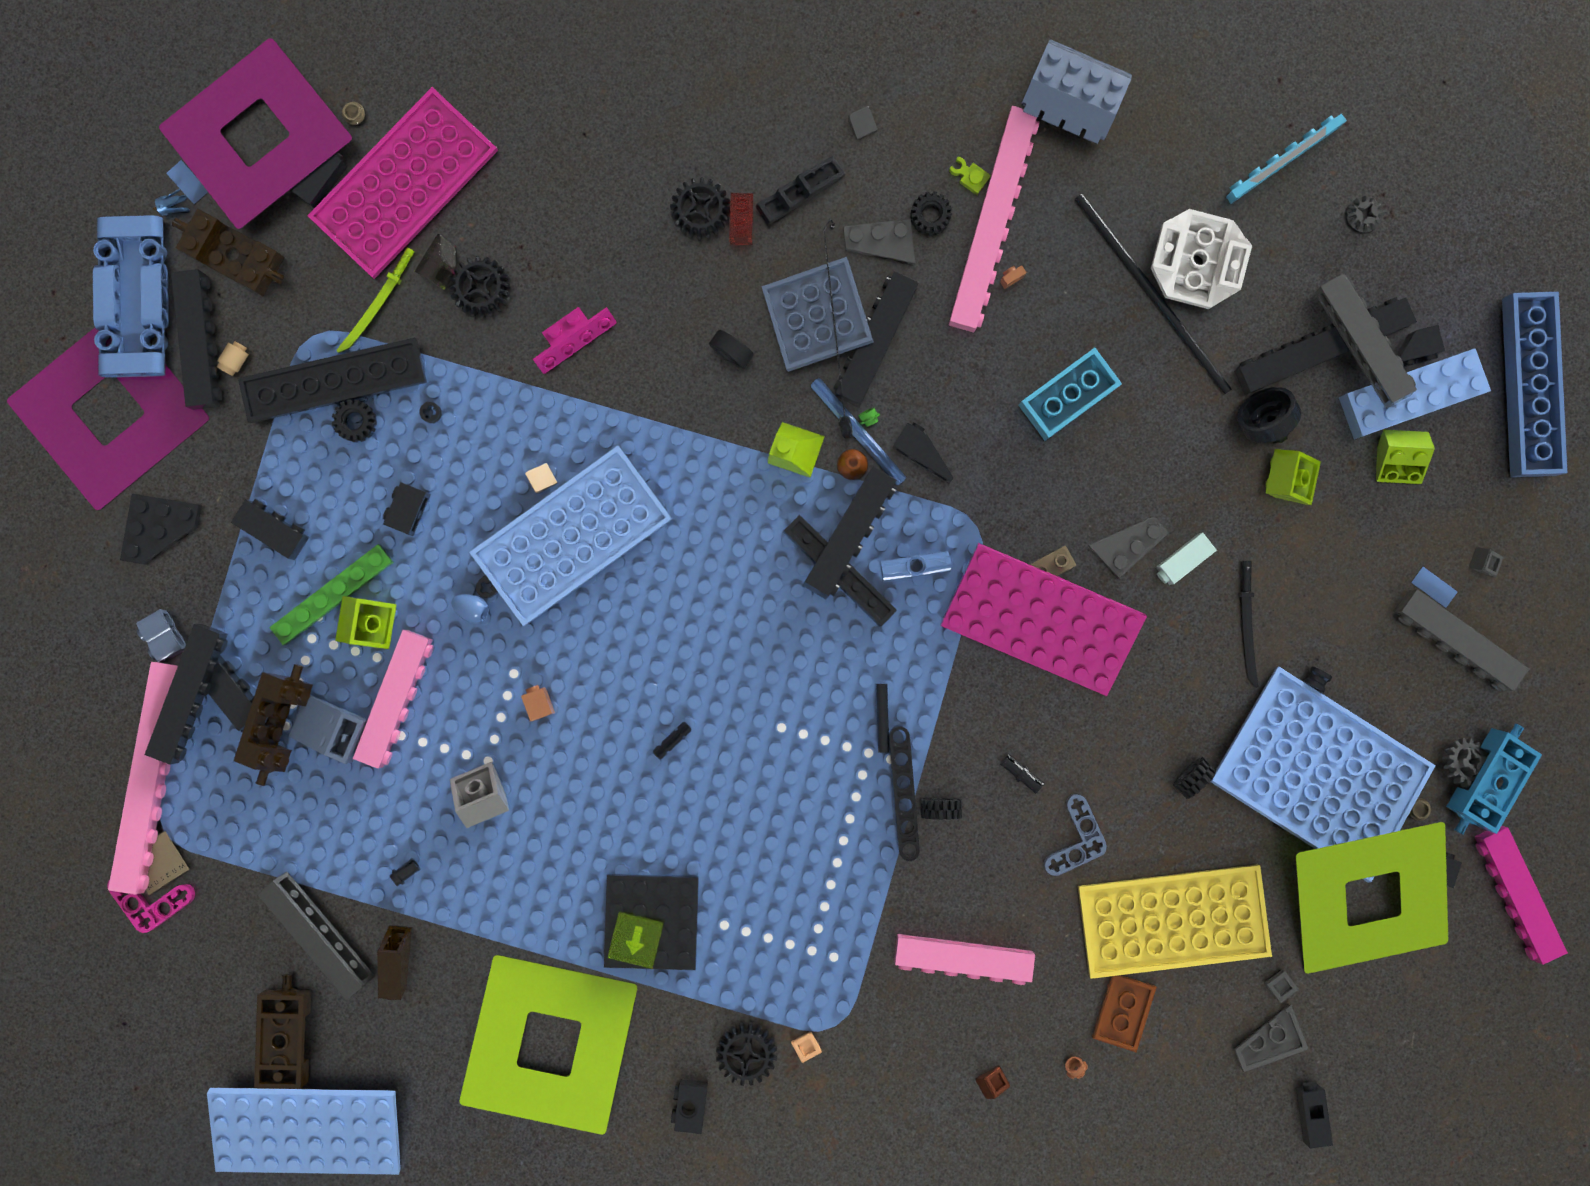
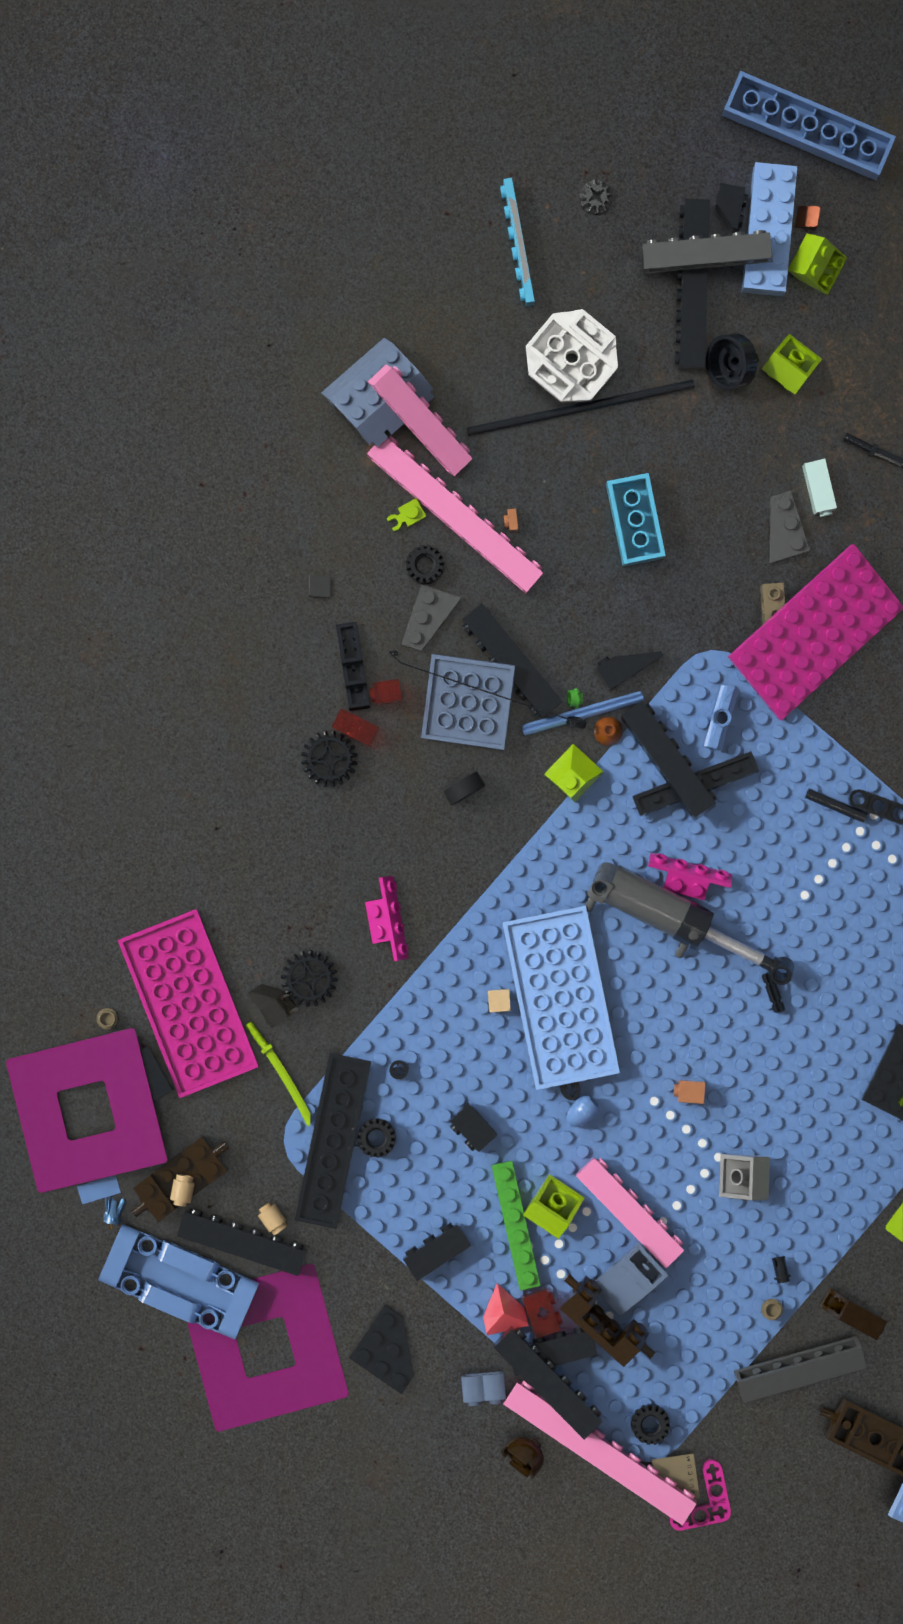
camera: 65 degrees left, 0 degrees up
(113, 706) = (524, 1455): none -> dark brown cylinder
(183, 814) = (650, 1437): none -> black tyre
(217, 257) = (182, 1190): none -> tan brick
(240, 622) = (503, 1312): none -> coral slope
(244, 662) = (533, 1302): none -> clear red brick
(362, 881) = (771, 1309): none -> dark tan plate
(700, 608) = (673, 915): none -> dark grey piece
(745, 605) = (688, 877): none -> dark pink bracket
(789, 231) = (386, 692): none -> clear red brick
(1069, 136) = (420, 420): none -> bright pink brick
(1443, 427) = (808, 217): none -> copper slope

